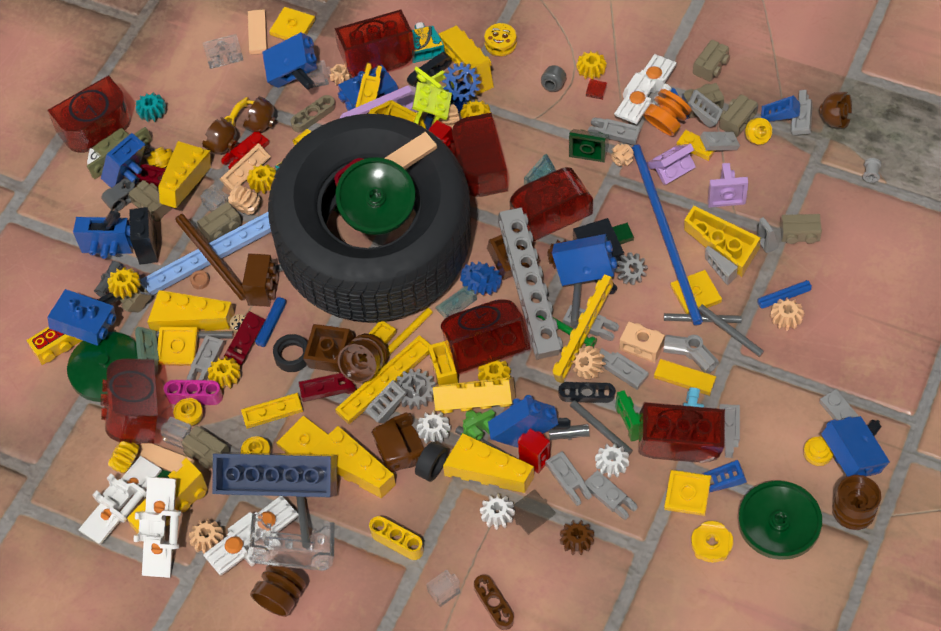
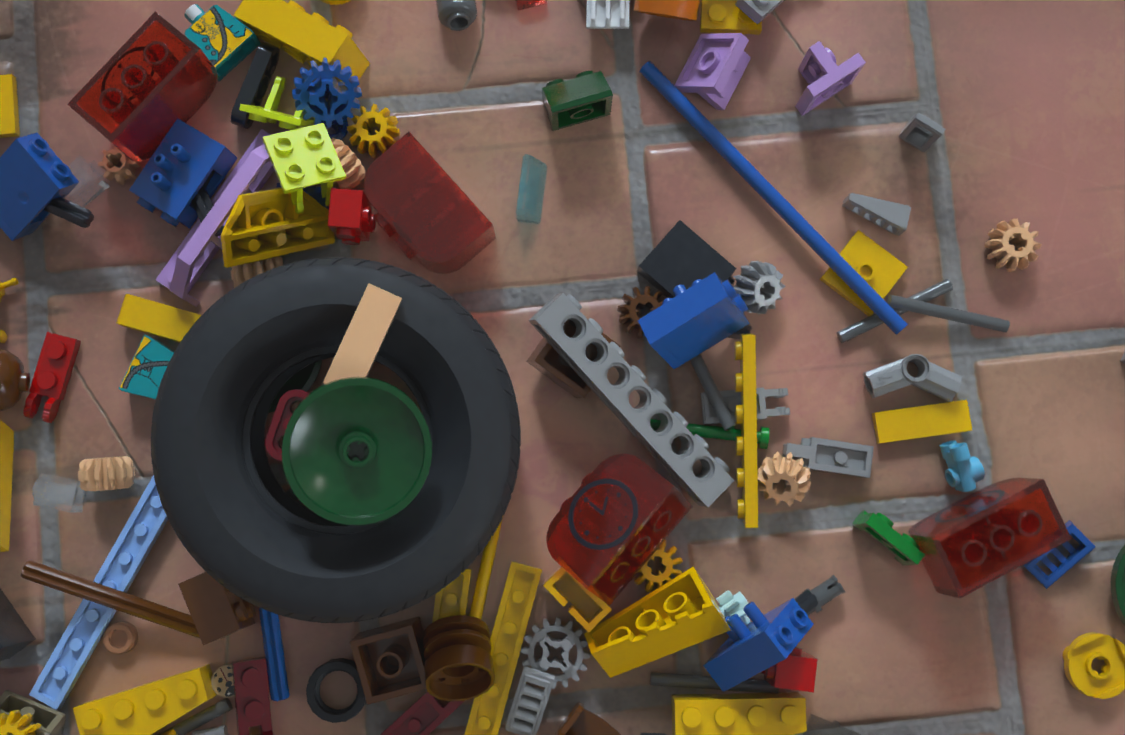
camera: 35 degrees left, 25 degrees up
(219, 222) = (91, 529): dark tan brick -> none
(240, 170) = (70, 409): light nougat tile -> none
(260, 116) = (39, 308): reddish brown cylinder -> none
(261, 178) = (115, 426): yellow gear -> none
(310, 120) = (124, 266): dark tan beam -> none
(369, 86) = (188, 184): yellow hinge -> none
(427, 427) = (610, 708): white gear -> none
(456, 302) = (533, 466): clear light blue slope -> none
(476, 423) = (680, 680): bright green hips -> none
(480, 278) = (547, 430): blue gear -> none
(553, 202) = (583, 238): clear red brick -> none
(567, 477) = (850, 673): light grey hinge -> none
(593, 386) = (824, 517): black beam -> none
(599, 426) = (850, 566): dark grey bar -> none
(609, 494) = (917, 666): light grey hinge -> none
(617, 130) = (600, 53): light grey hinge -> none
(619, 462) = (887, 618): white gear -> none
(622, 154) = (636, 93): light nougat gear -> none
(623, 233) = (707, 226): dark green tile -> none
(647, 350) = (855, 402): light nougat brick -> none
(687, 492) = (1026, 607): yellow plate -> none
(725, 238) = (863, 168): yellow wedge -> none
(732, 428) = (1023, 460): light grey hinge -> none
(782, 294) = (988, 211): blue axle -> none
(800, 228) = (957, 89): dark tan brick -> none

